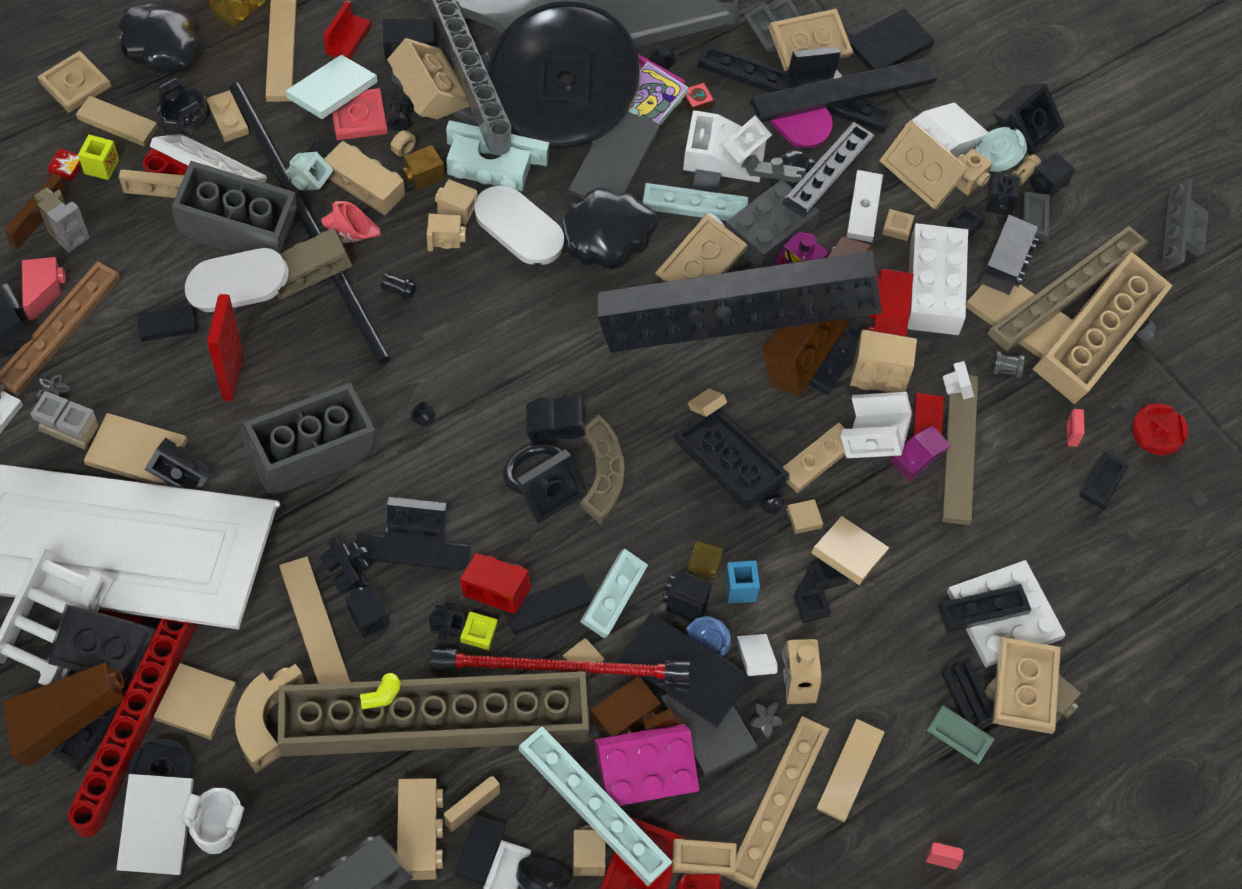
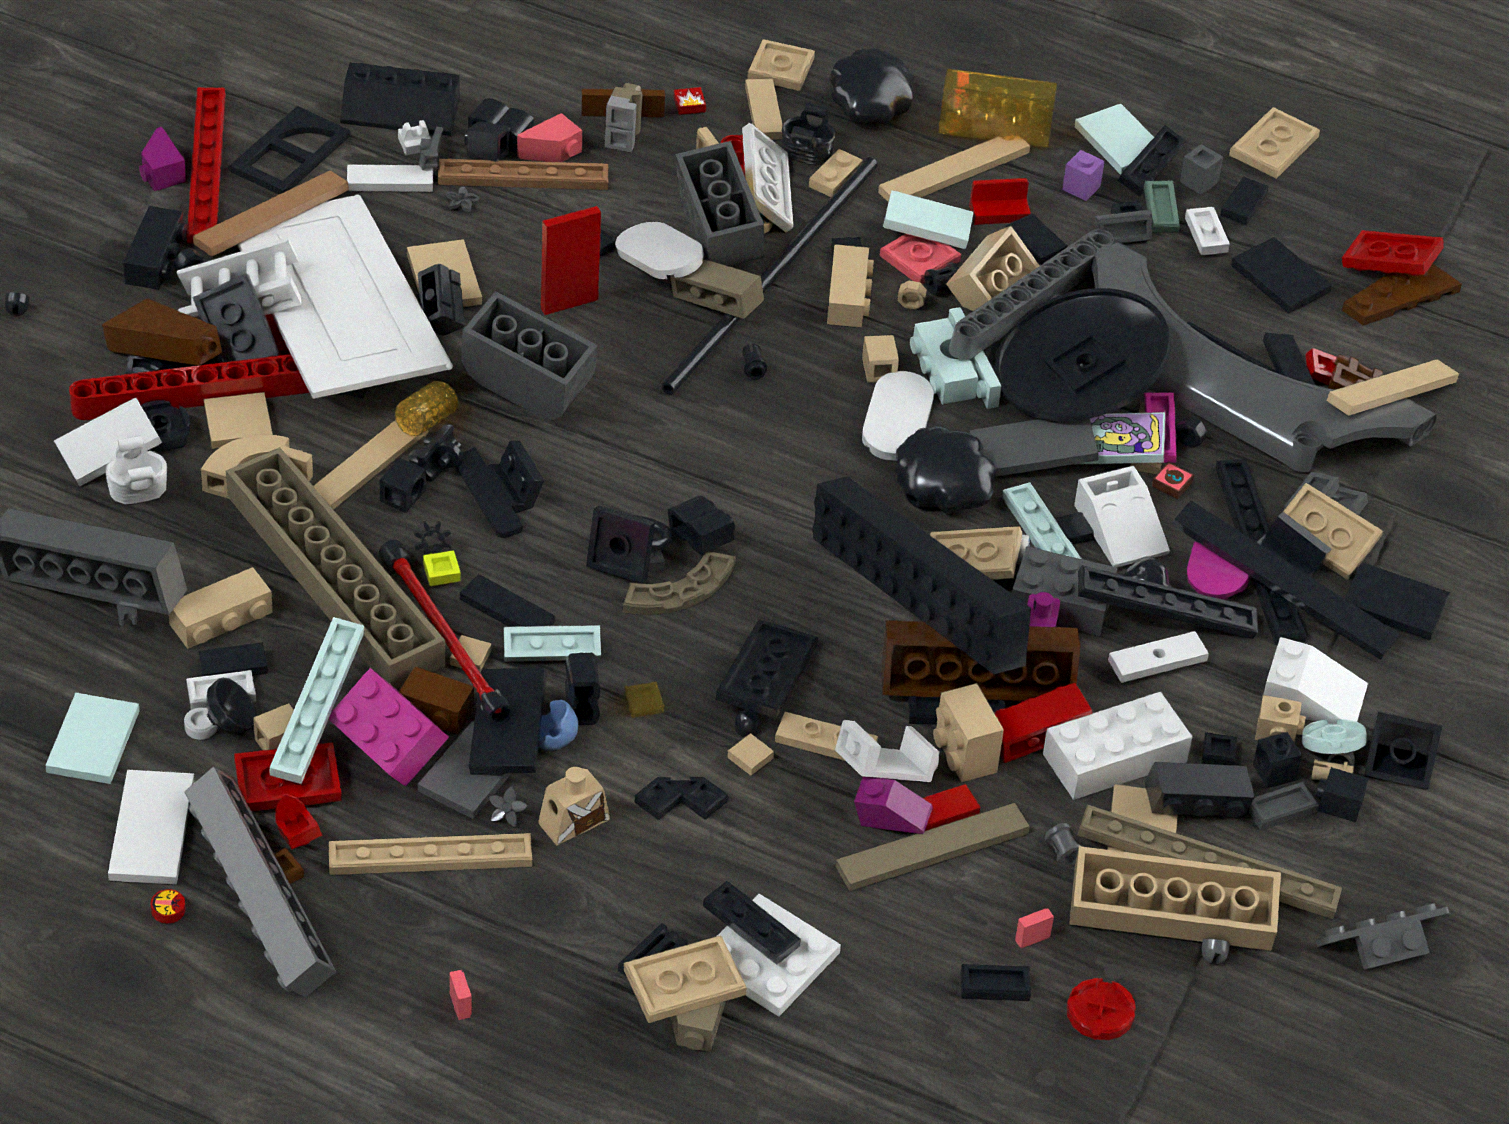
camera: 60 degrees right, 15 degrees down
(65, 420) = (428, 210): light grey hips -> none
(98, 157) = (709, 109): neon yellow brick -> none
(299, 547) = (426, 408): none -> clear yellow piece
(308, 171) = (820, 255): light aqua brick -> none
(350, 223) = (787, 294): coral hat -> none
(384, 694) = (320, 511): neon yellow arm -> none
(423, 168) = (897, 319): pearl gold brick -> none
(423, 414) = (632, 438): black hinge -> none
(445, 231) = (838, 363): tan brick -> none
(471, 803) = (273, 633): tan tile -> none
(495, 583) = (495, 553): red brick -> none
(663, 719) = (446, 723): reddish brown tile -> none
(704, 857) = (329, 811): tan tile -> none
(707, 402) = (814, 627): tan tile -> none
(741, 582) = (632, 724): dark azure brick -> none
(747, 139) = (1140, 522): white plate -> none
(757, 655) = (556, 764): white tile -> none
(773, 170) = (1123, 556): dark grey piece -> none
(850, 550) = (737, 798): tan tile -> none
(850, 770) = (498, 888): tan slope -> none
(898, 224) = (1169, 690): tan tile -> none
(923, 164) = (1248, 676): tan tile -> none
(959, 381) = (1003, 804): white tile -> none
(960, 734) = (601, 963): sand green tile -> none

